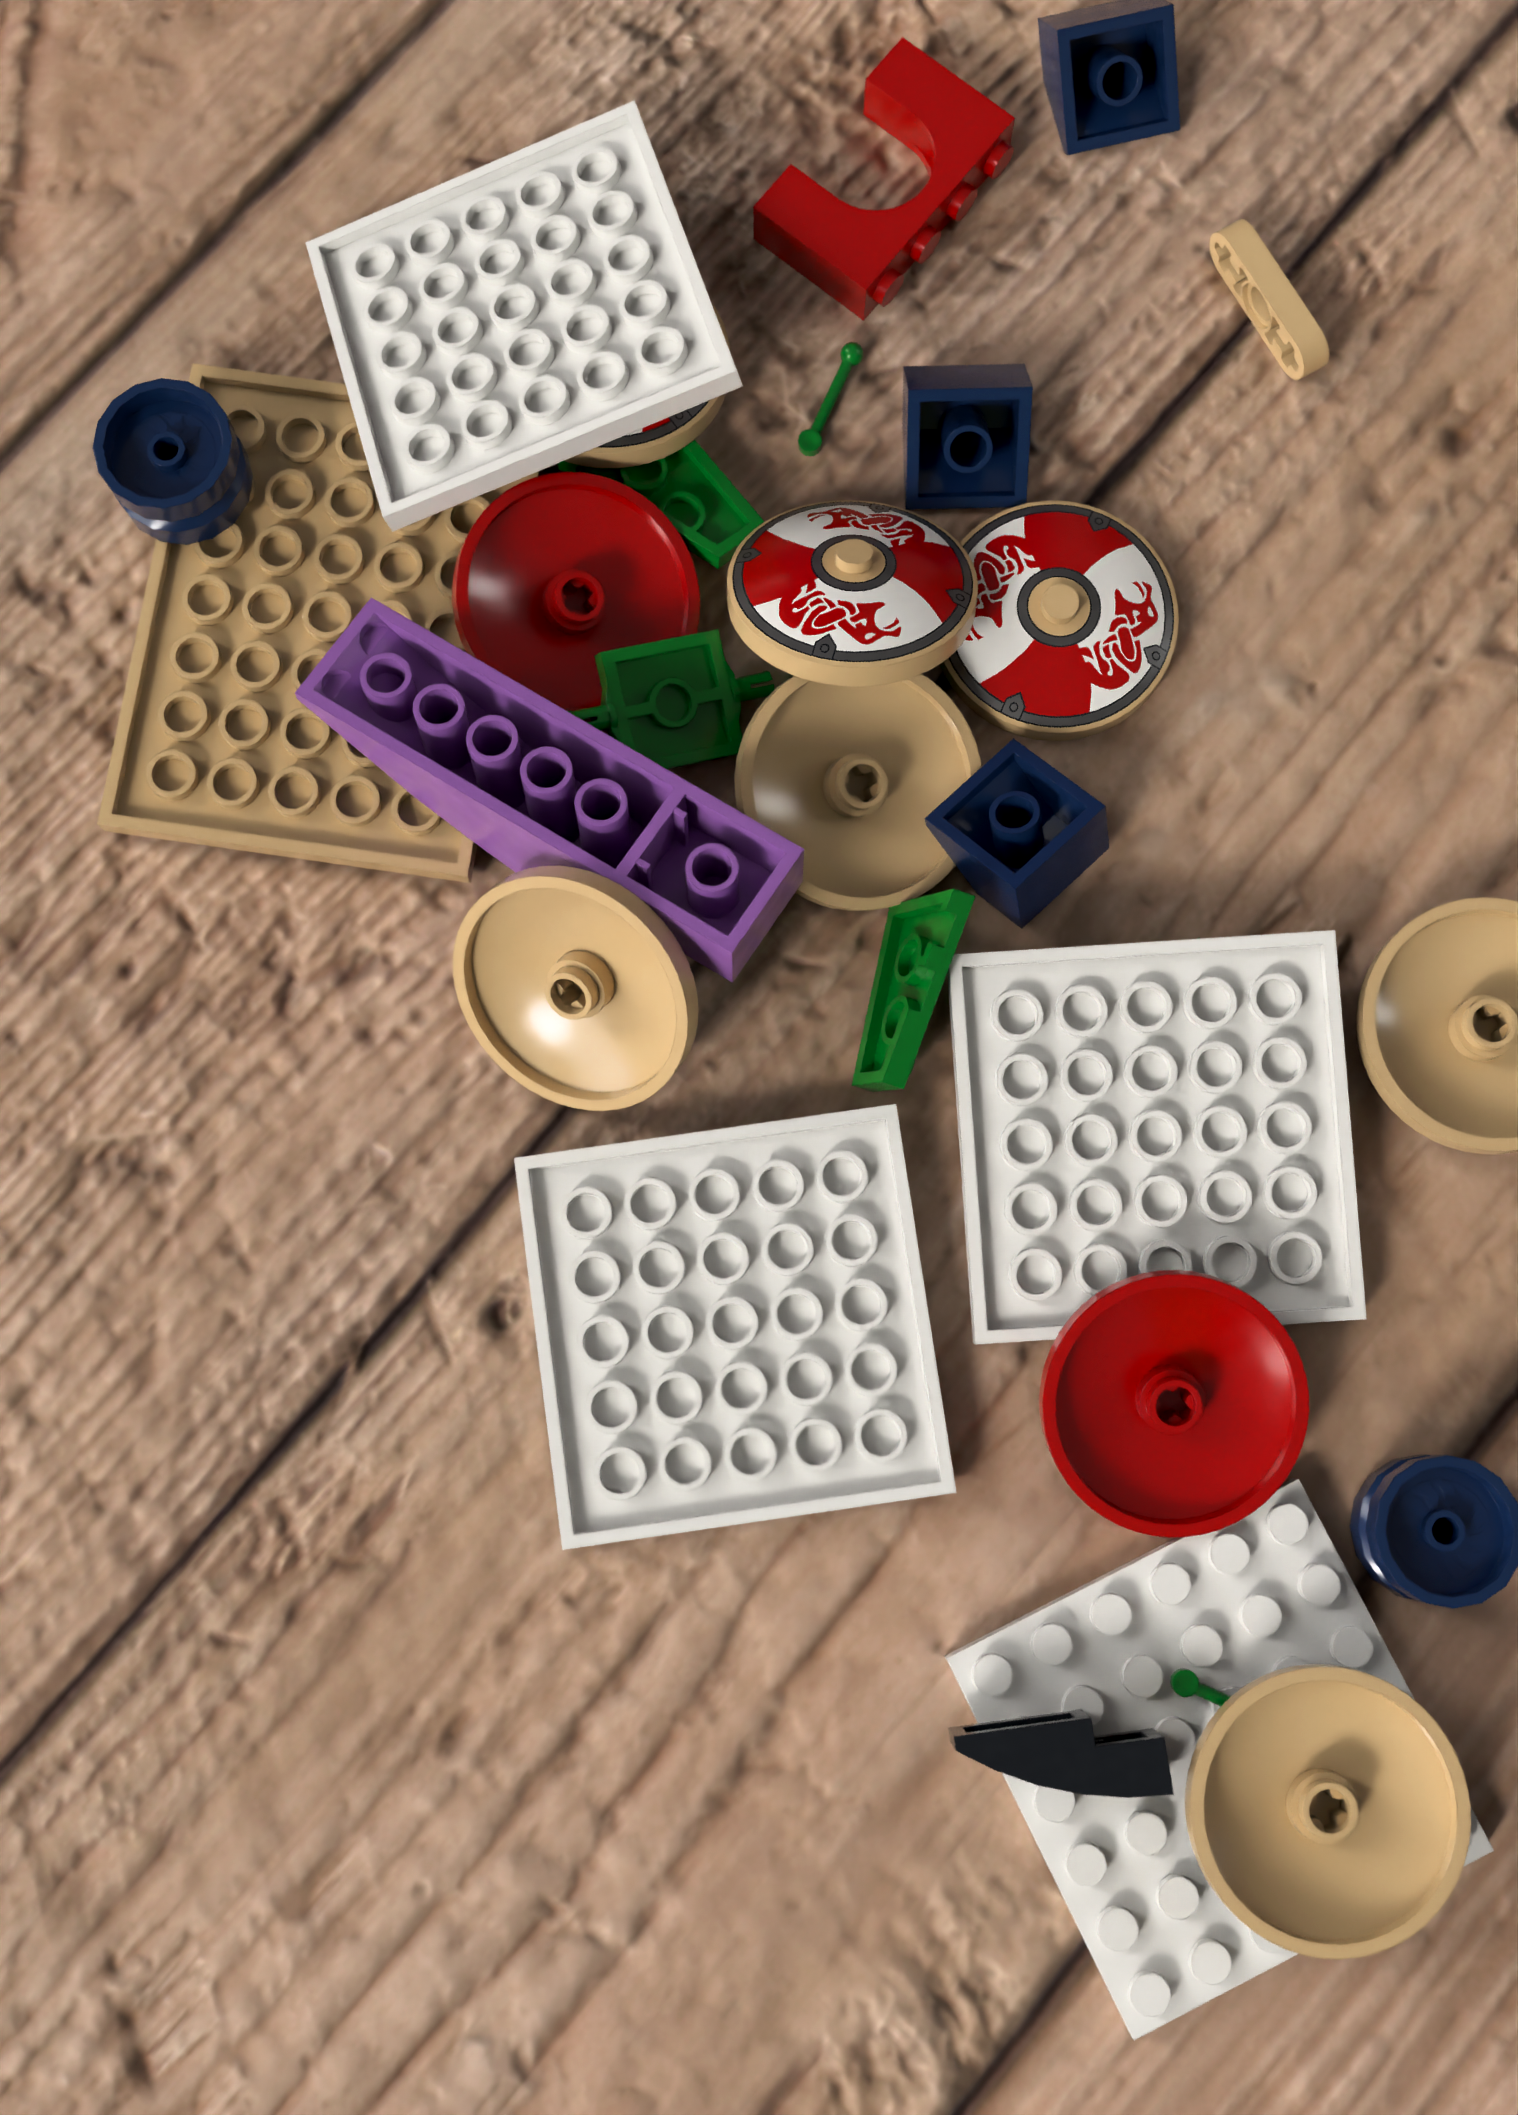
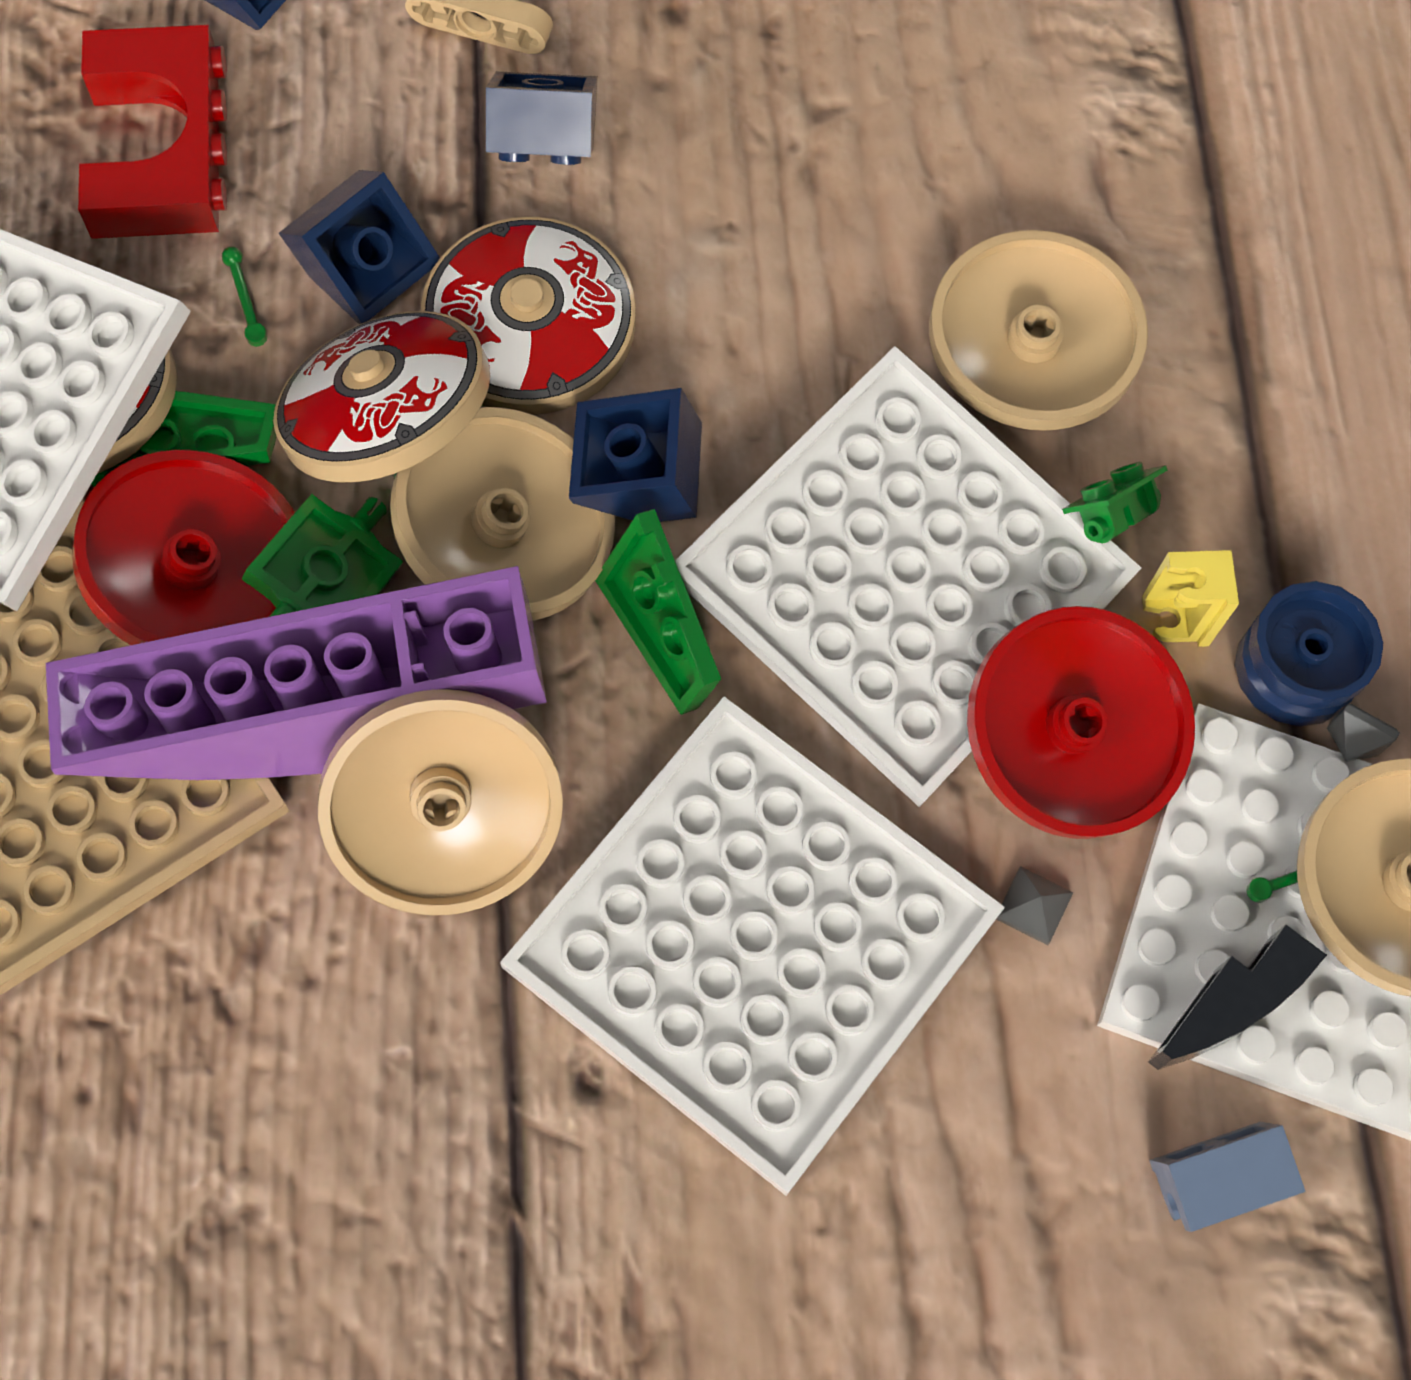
camera: 50 degrees left, 10 degrees down
(925, 1876) = (1228, 1175): none -> sand blue hinge
(989, 1512) = (1034, 905): none -> dark grey slope
(1234, 442) = (541, 116): none -> slope
(1389, 1387) = (1197, 590): none -> light yellow hinge
(1403, 1243) = (1118, 502): none -> green hinge
(1413, 1638) = (1360, 733): none -> dark grey slope

